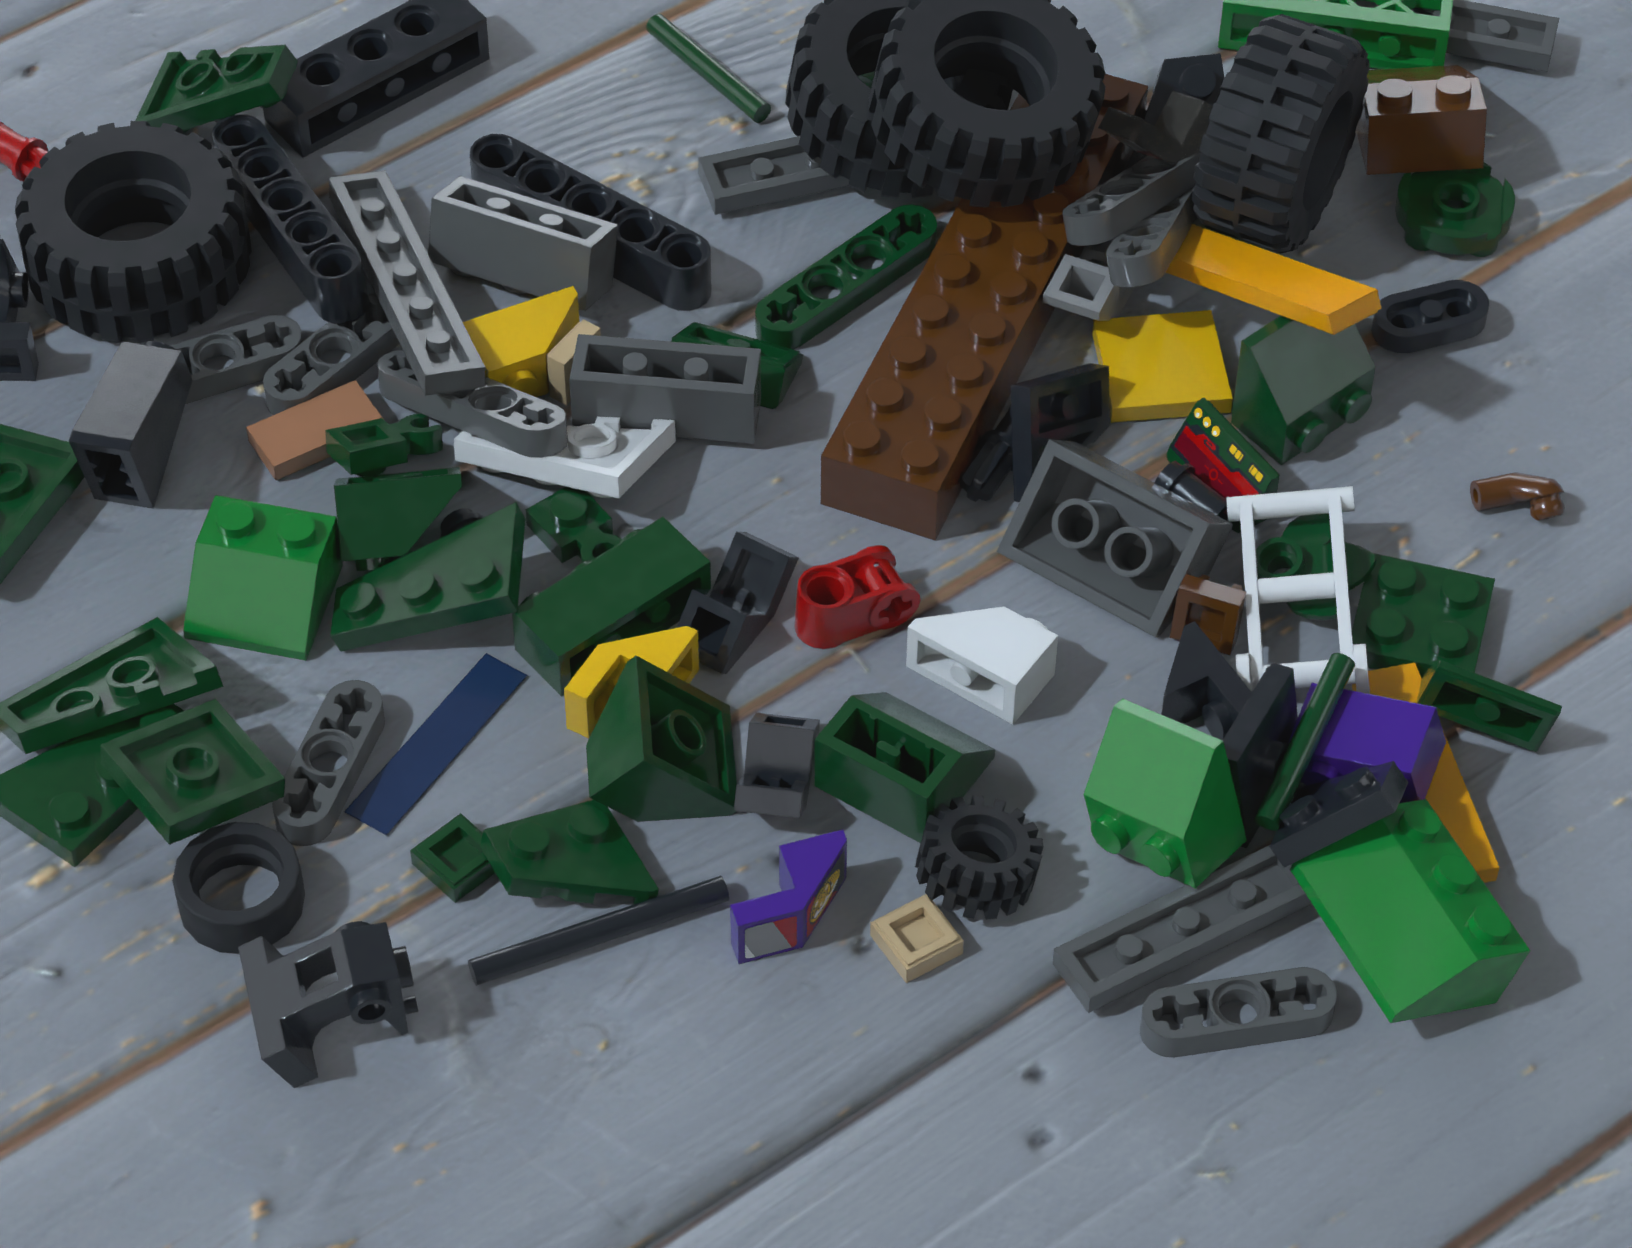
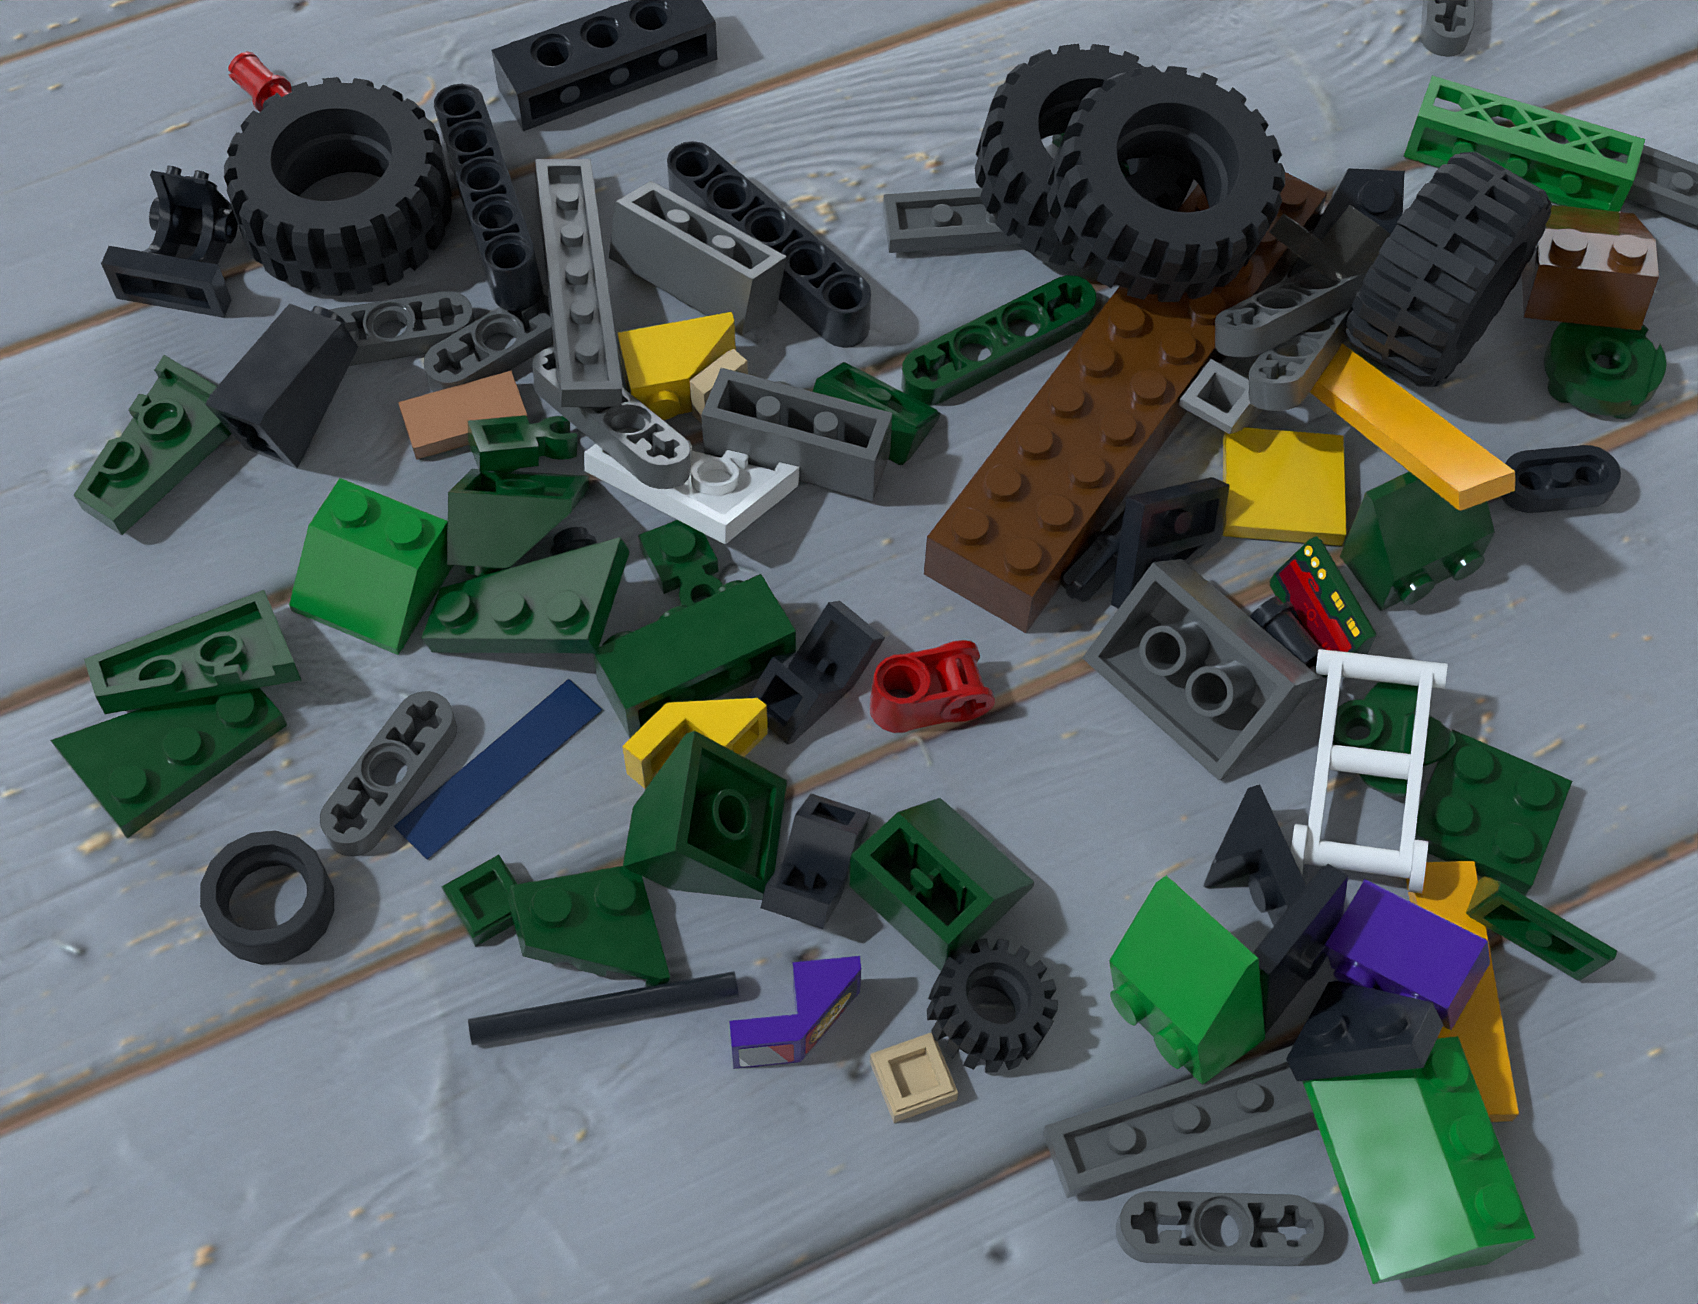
camera: 10 degrees right, 10 degrees up
(192, 771) = (247, 769): dark green plate -> none
(217, 87) = (449, 52): dark green wing -> none
(366, 989) = (355, 1040): black tile -> none
(708, 68) = (916, 102): dark green bar -> none
(985, 657) = (1046, 778): white slope -> none
(1214, 609) = (1277, 768): reddish brown tile -> none
(1304, 741) = (1345, 946): dark green bar -> none
(1517, 488) = (1611, 680): reddish brown arm -> none

